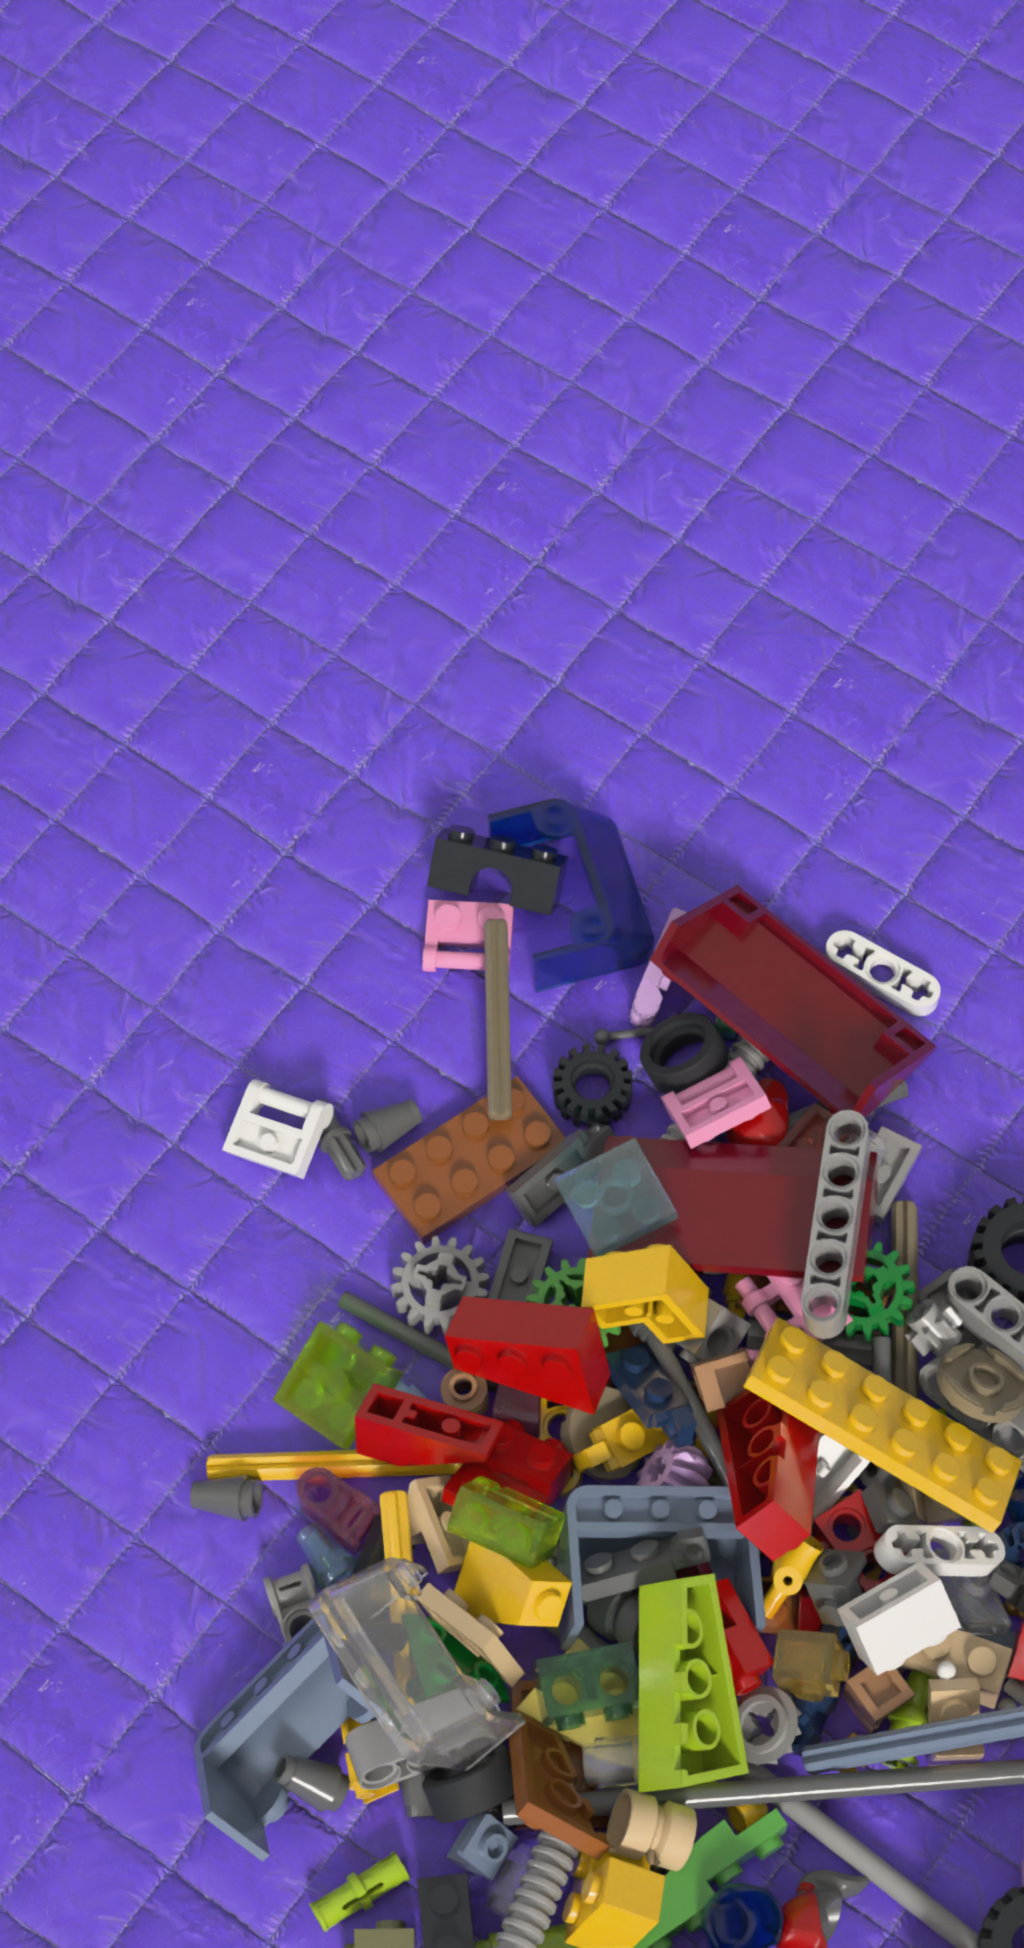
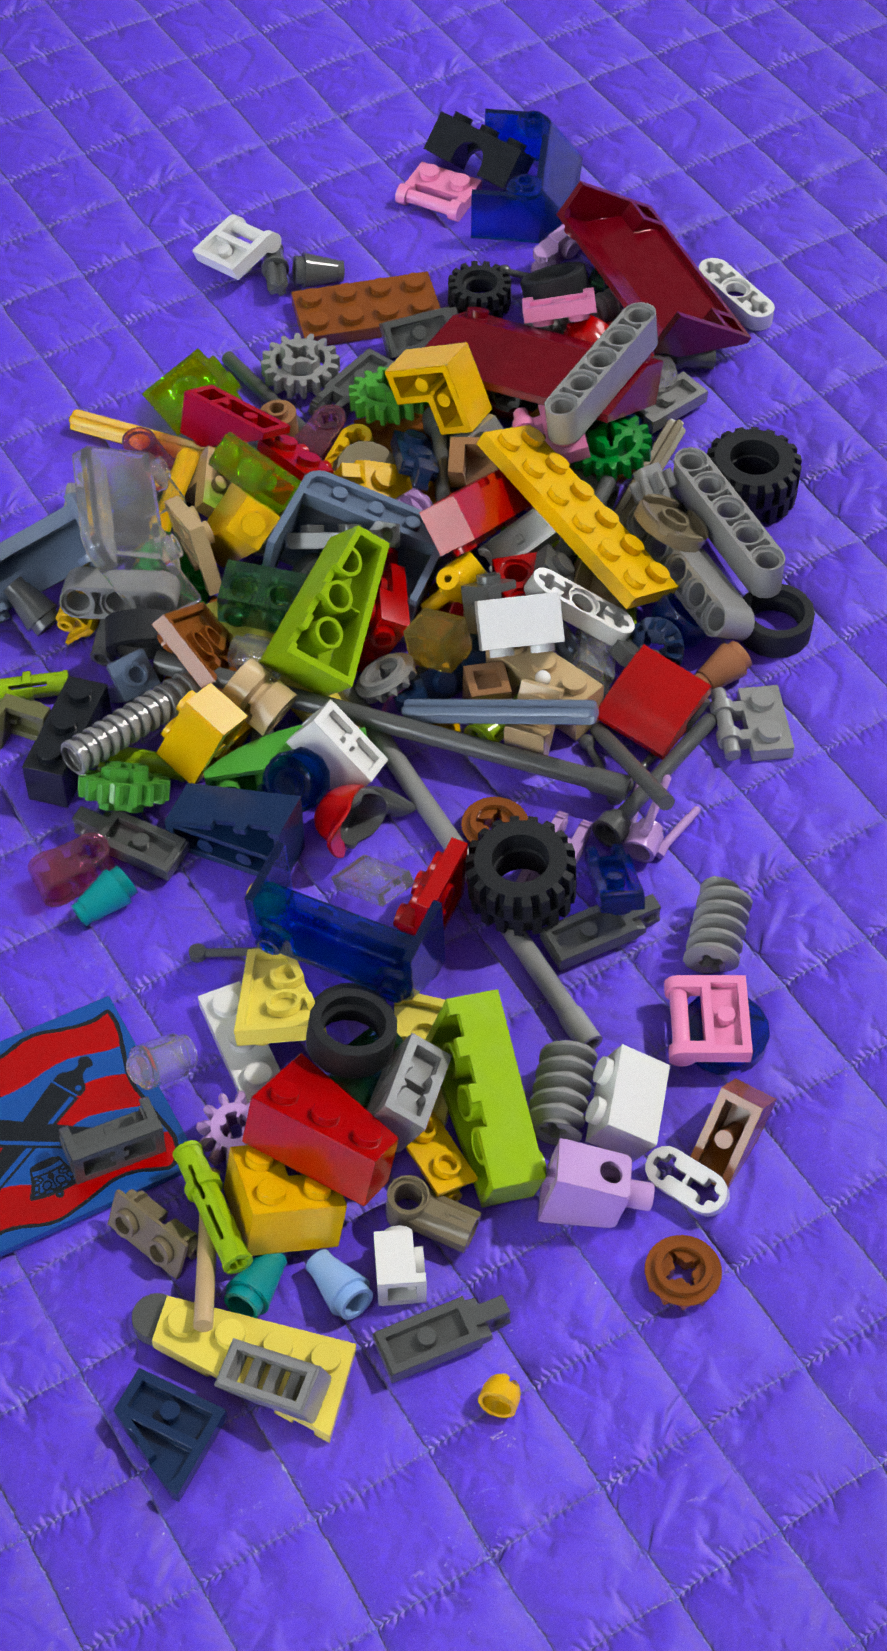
camera: 20 degrees right, 10 degrees down
(228, 1496) = (75, 434): dark grey cone -> none
(497, 1020) = (429, 230): dark tan axle -> none
(531, 1348) = (339, 394): red wedge -> none
(615, 1198) = (450, 323): clear light blue plate -> none
(765, 1855) = (341, 744): none -> white hinge
(977, 1850) = (487, 810): none -> dark orange gear

